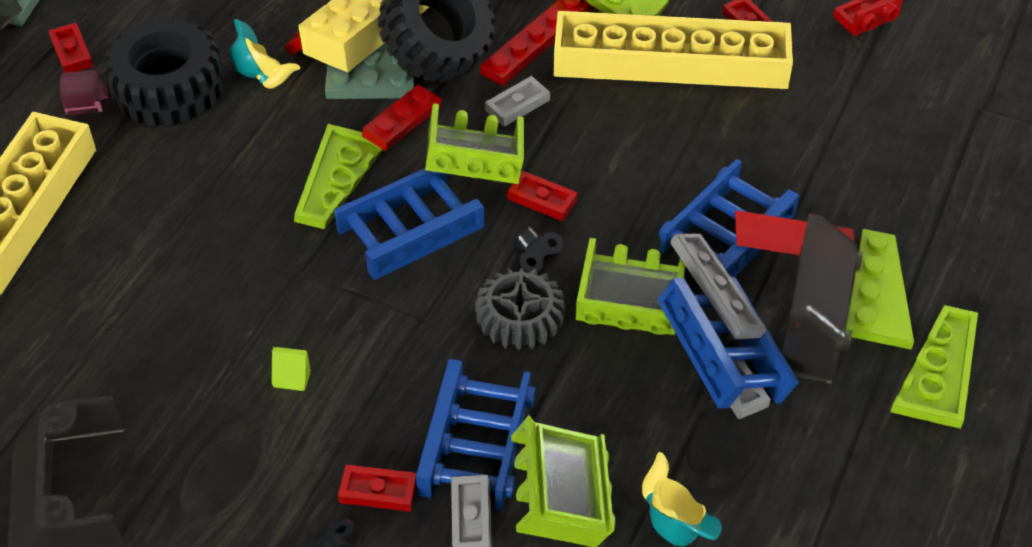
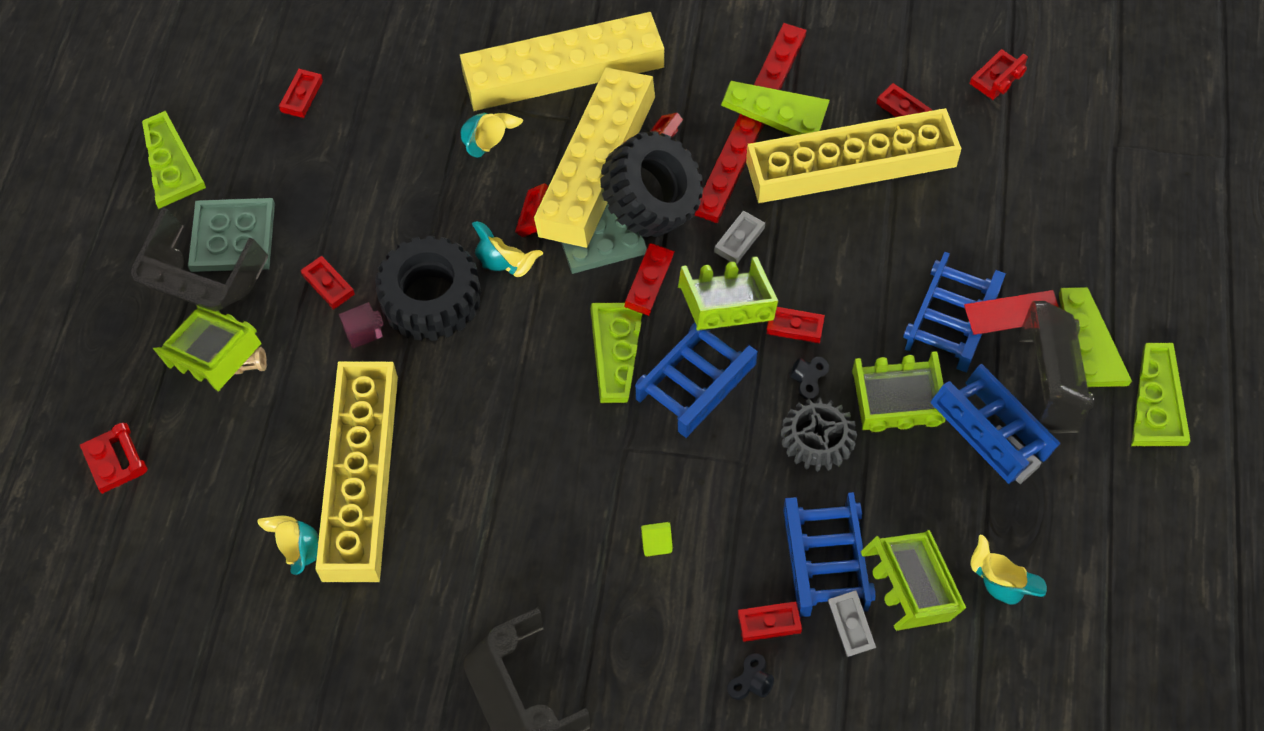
camera: 15 degrees left, 10 degrees up
(718, 286) = (972, 376): light grey tile -> none

